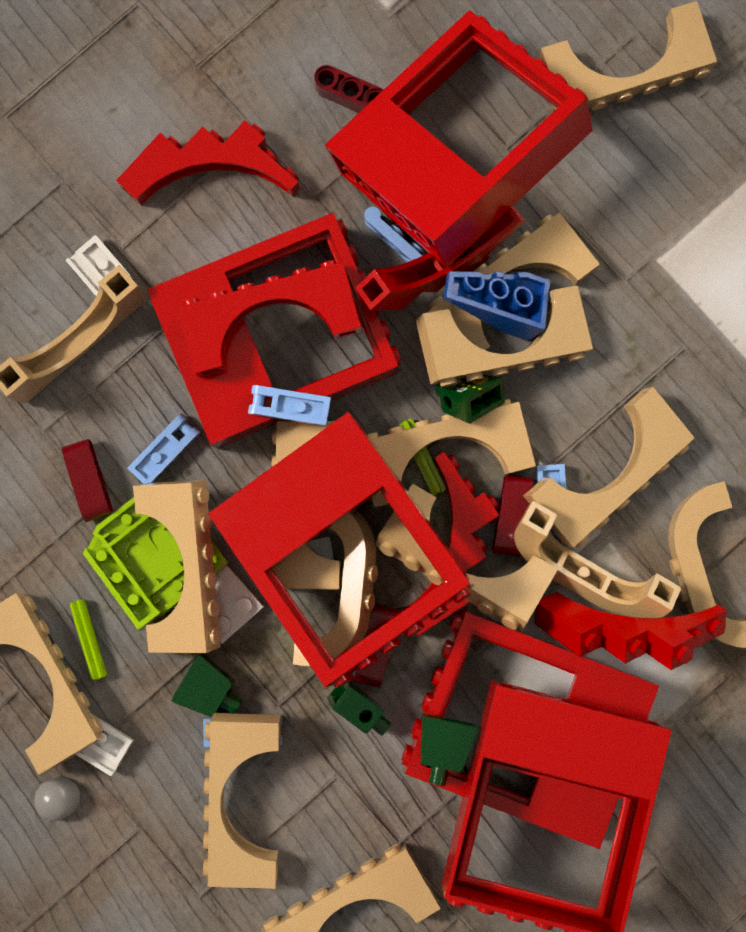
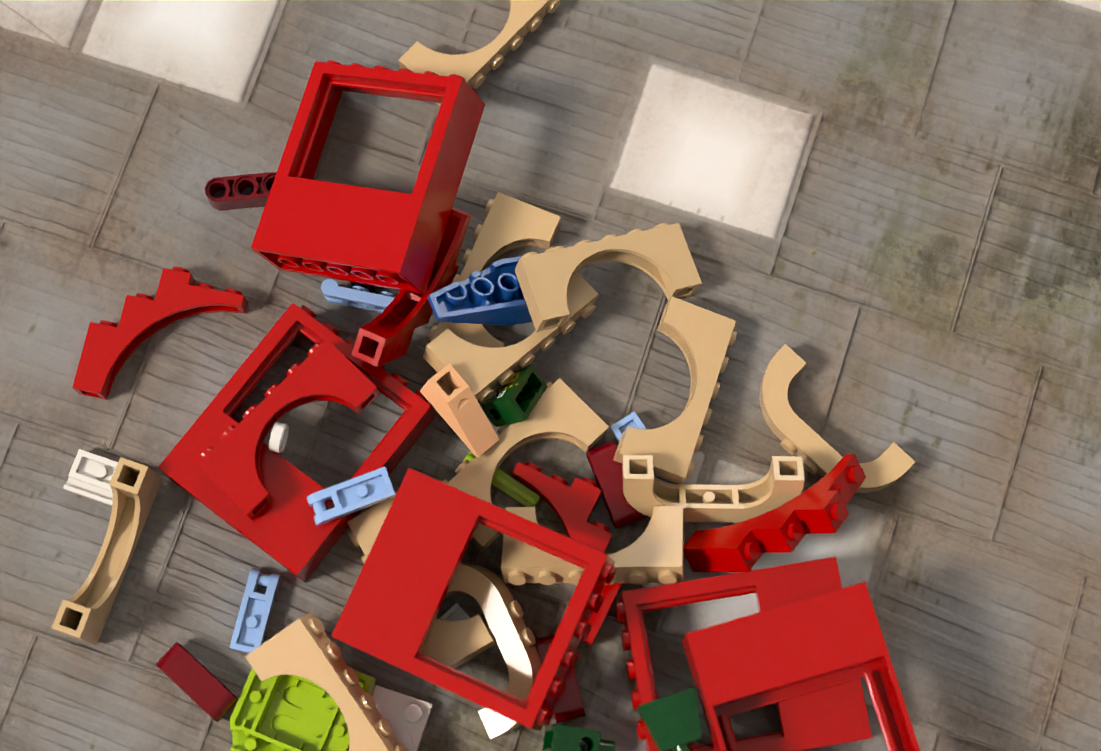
camera: 35 degrees left, 10 degrees down
(257, 321) = (278, 437): none -> white tile
(420, 384) = (460, 409): none -> light nougat slope
(663, 340) = (656, 251): none -> tan arch

